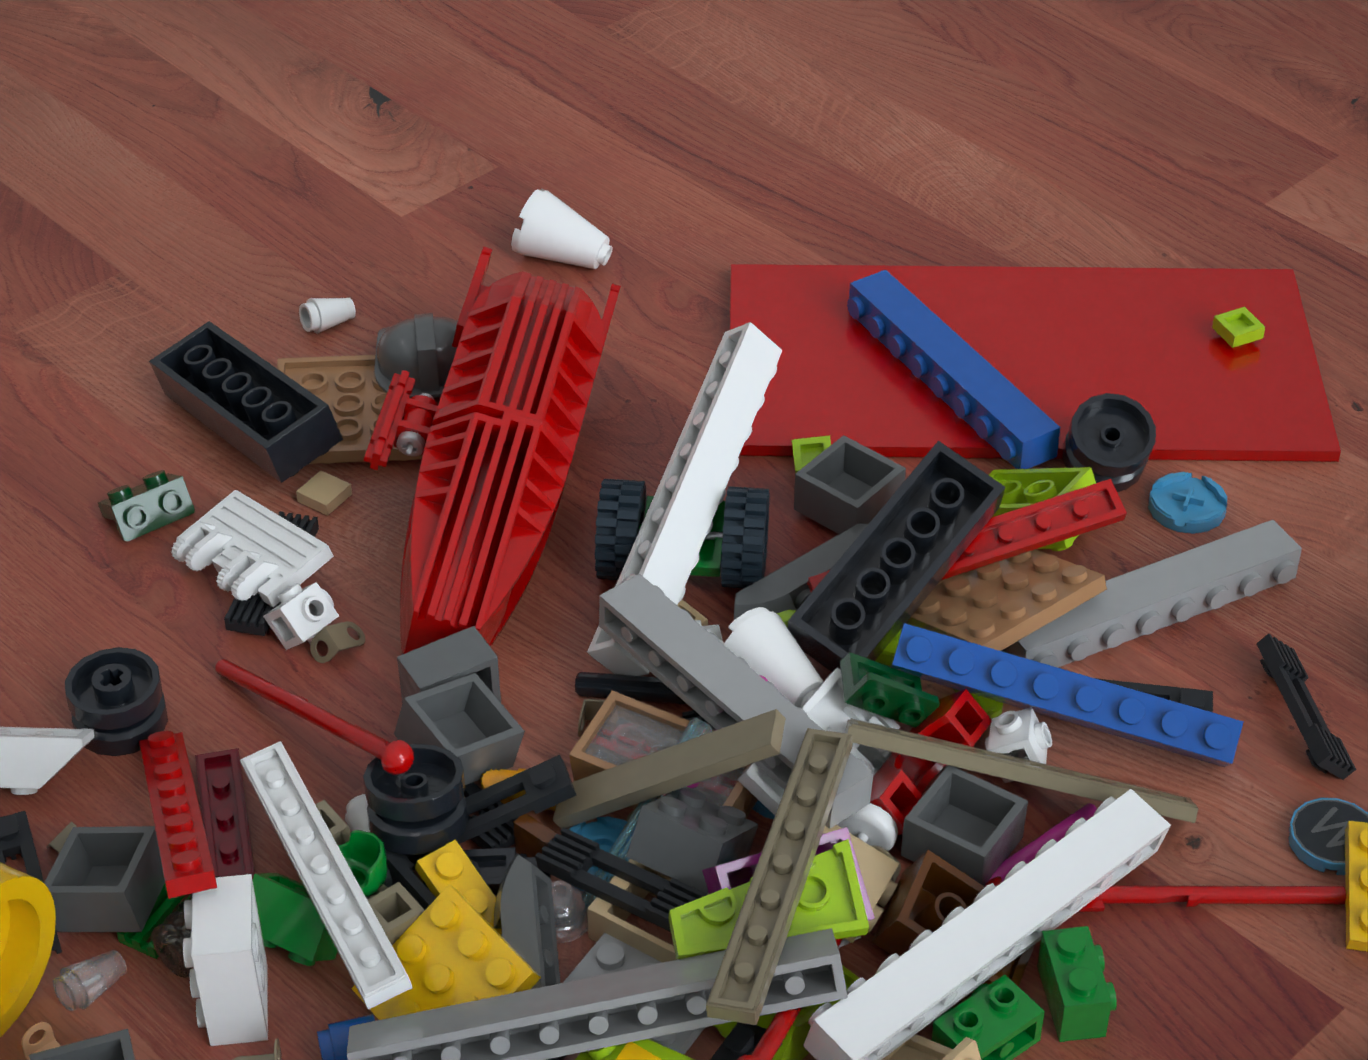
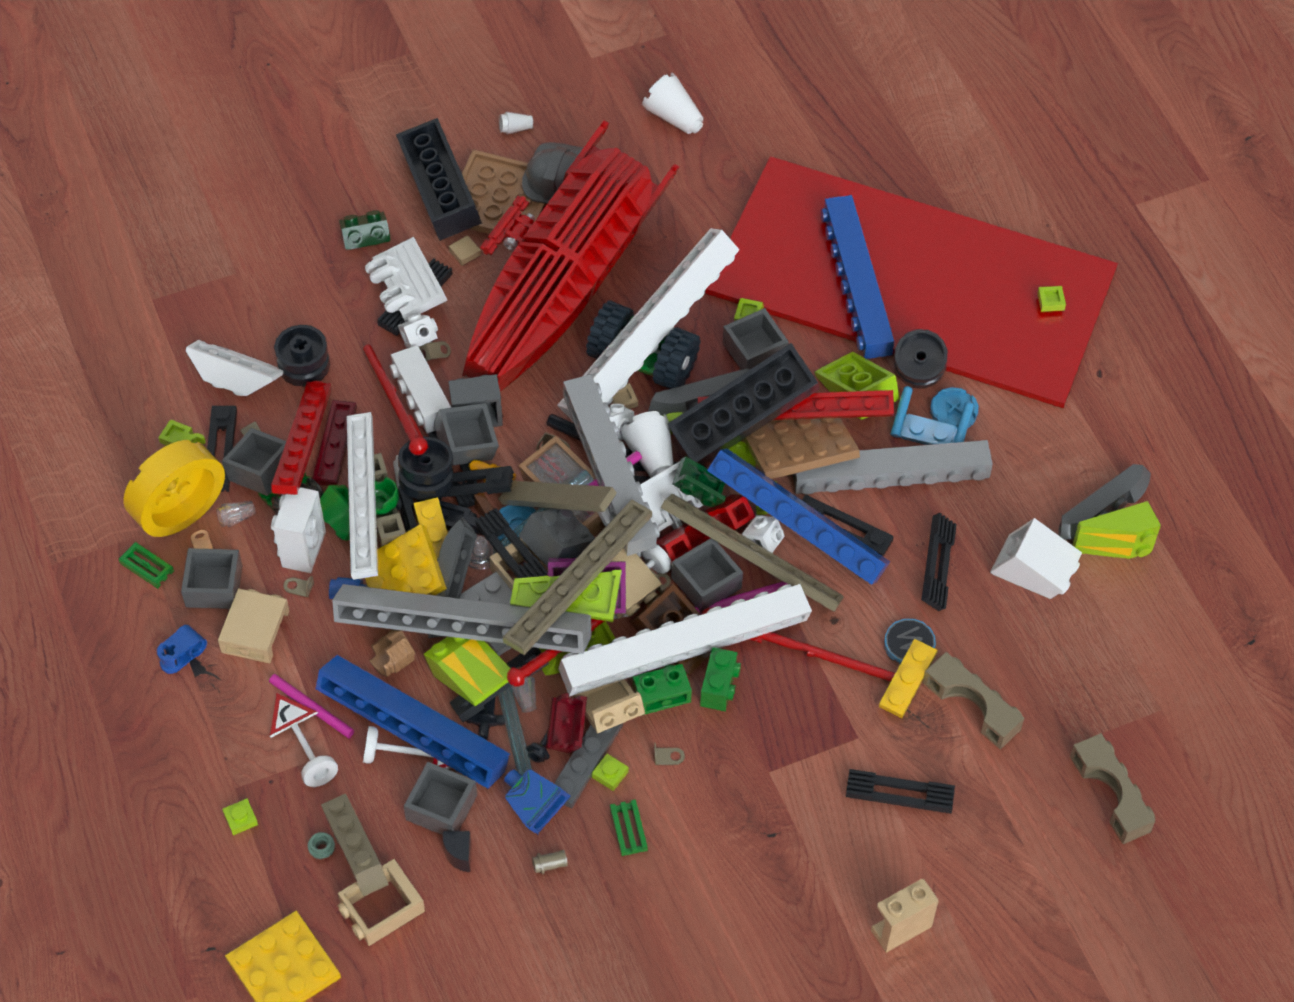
camera: 20 degrees right, 15 degrees up
(340, 685) = (420, 386): none -> white brick
(1168, 537) = (926, 430): none -> dark azure plate

